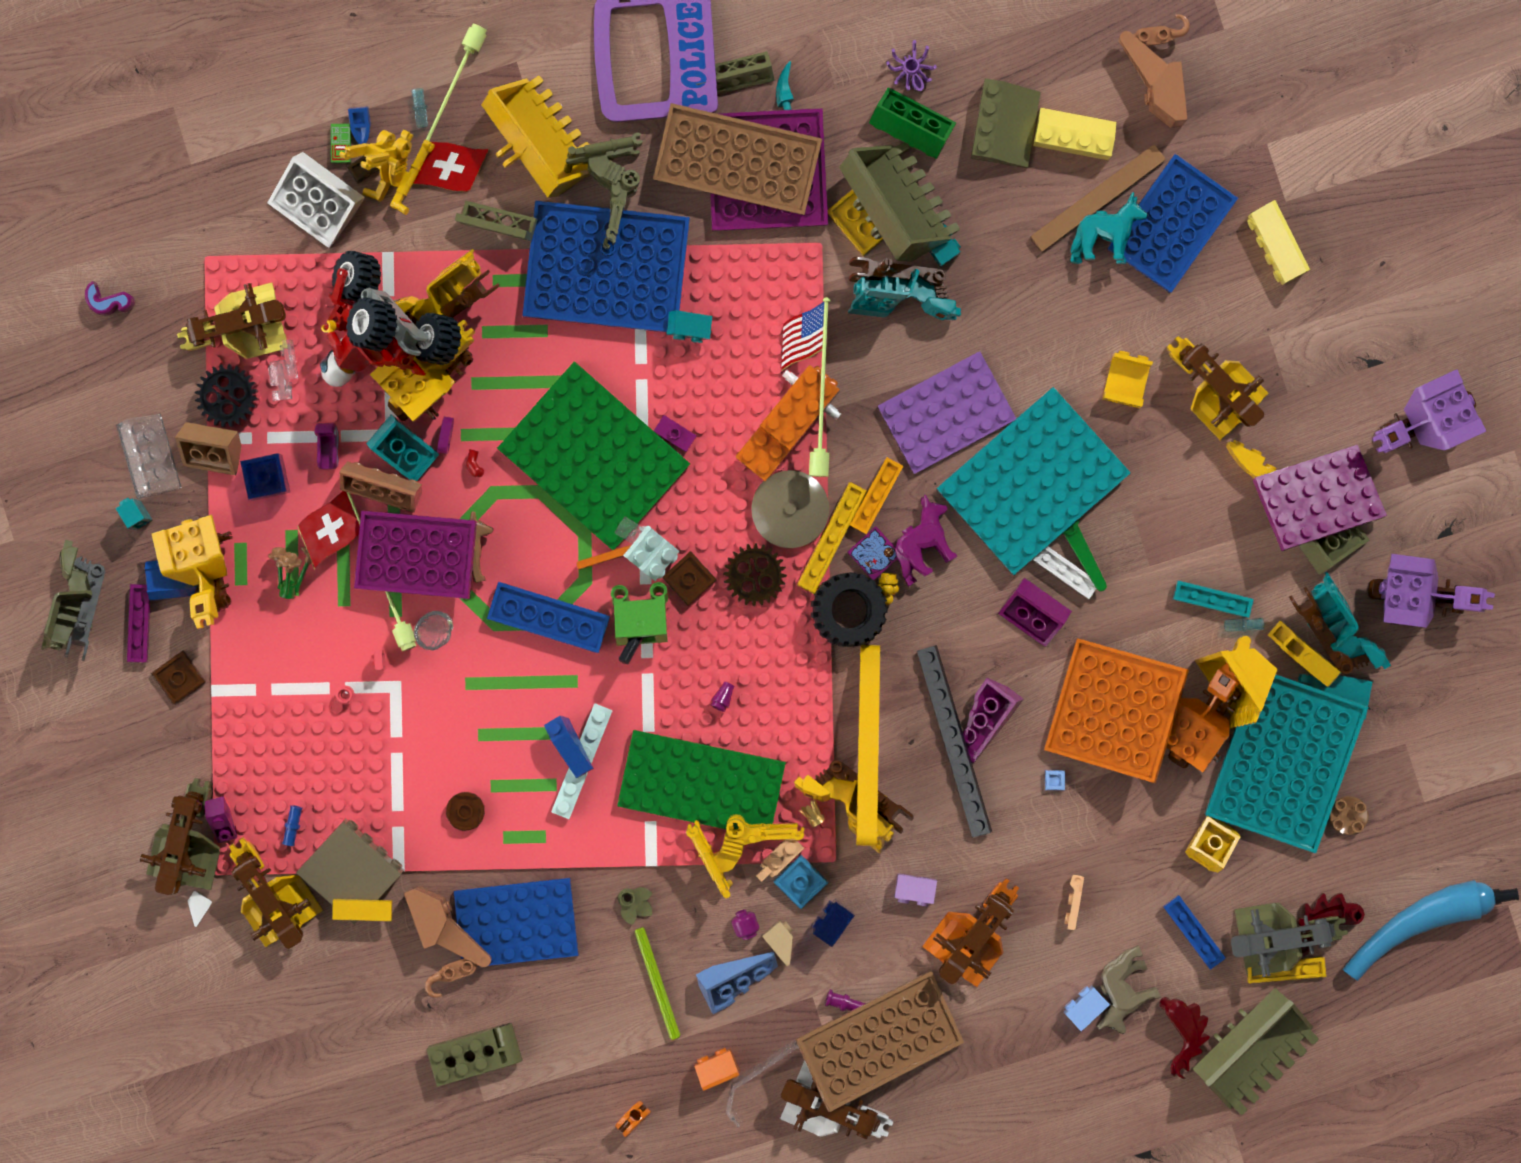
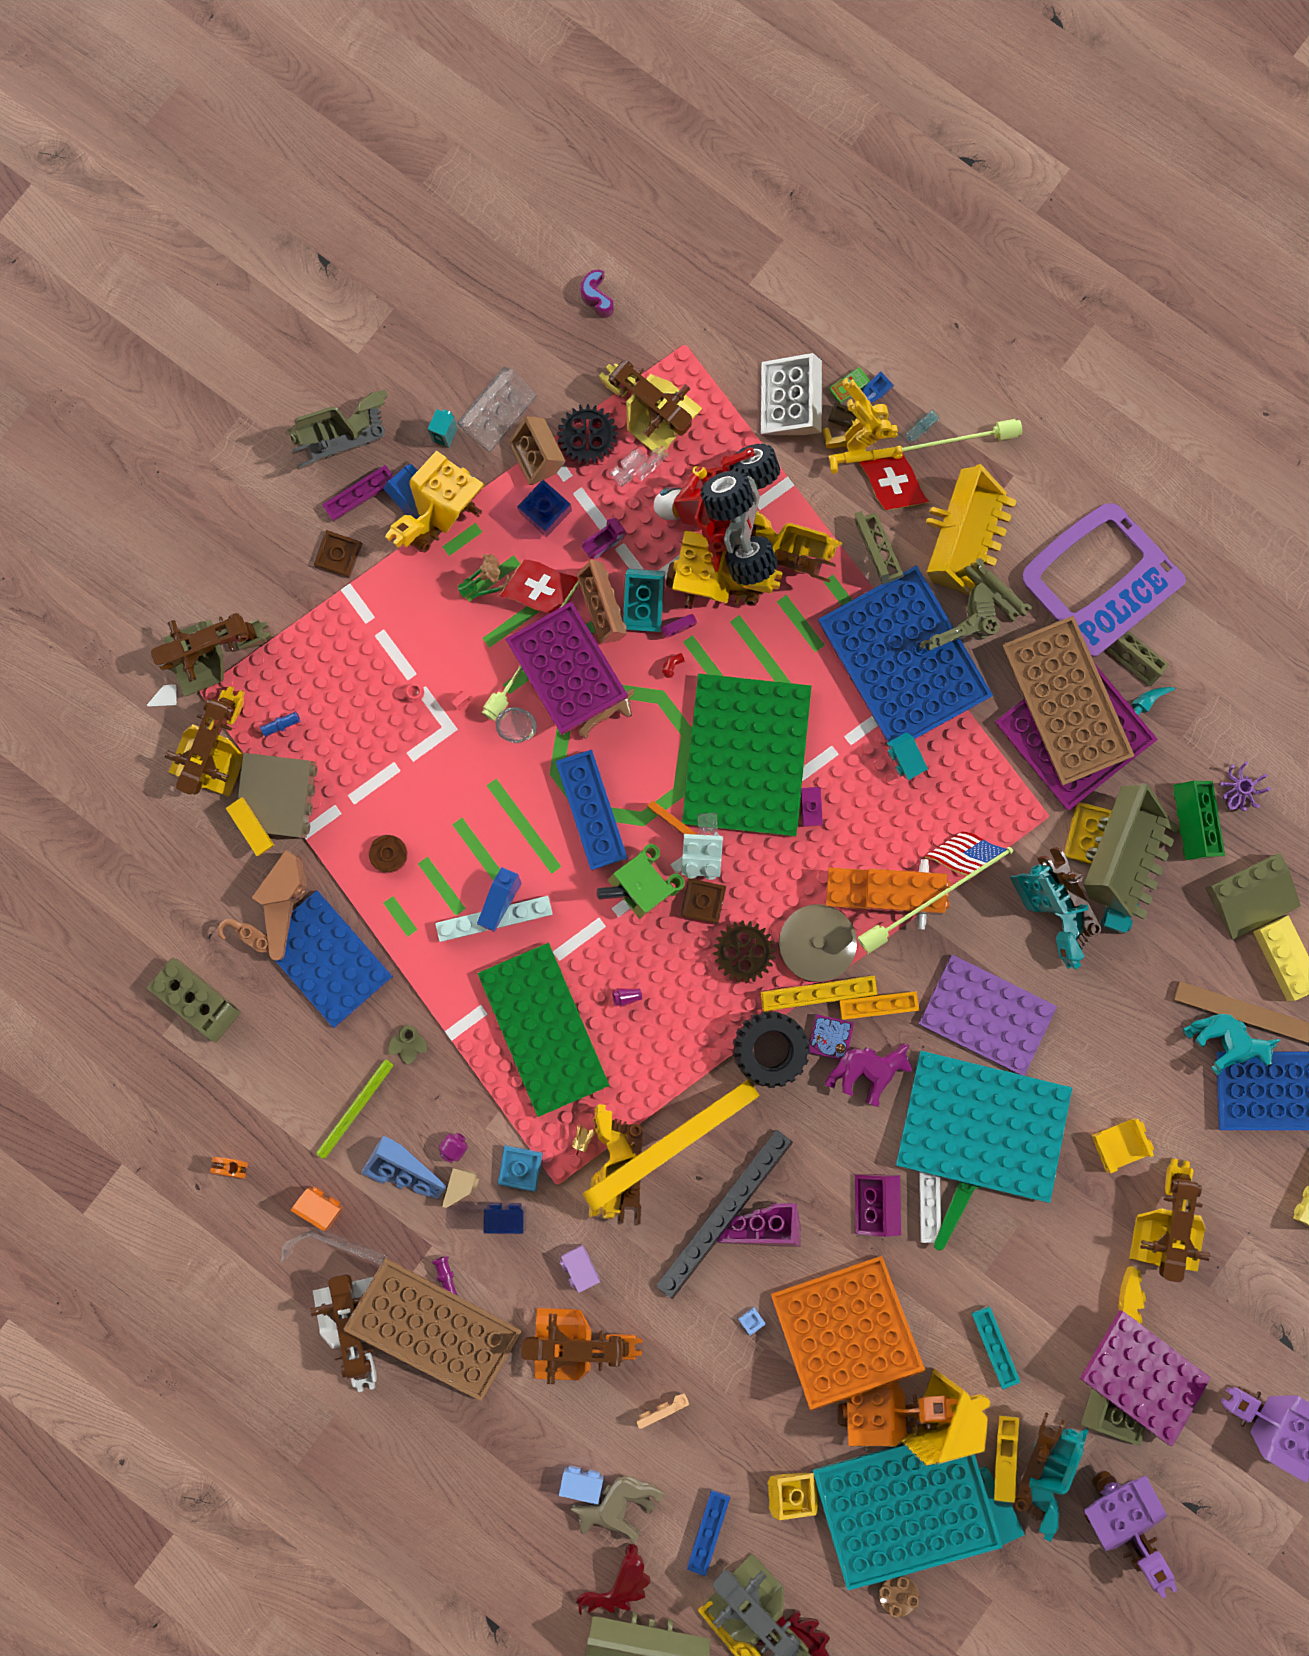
camera: 50 degrees right, 5 degrees down
(220, 819) = (245, 663): magenta slope -> none
(733, 845) = (510, 1091): yellow piece -> none
(779, 858) = (527, 1137): light nougat hinge -> none
(889, 586) = (814, 1067): yellow piece -> none
(1244, 624) = (993, 1389): clear light blue axle -> none

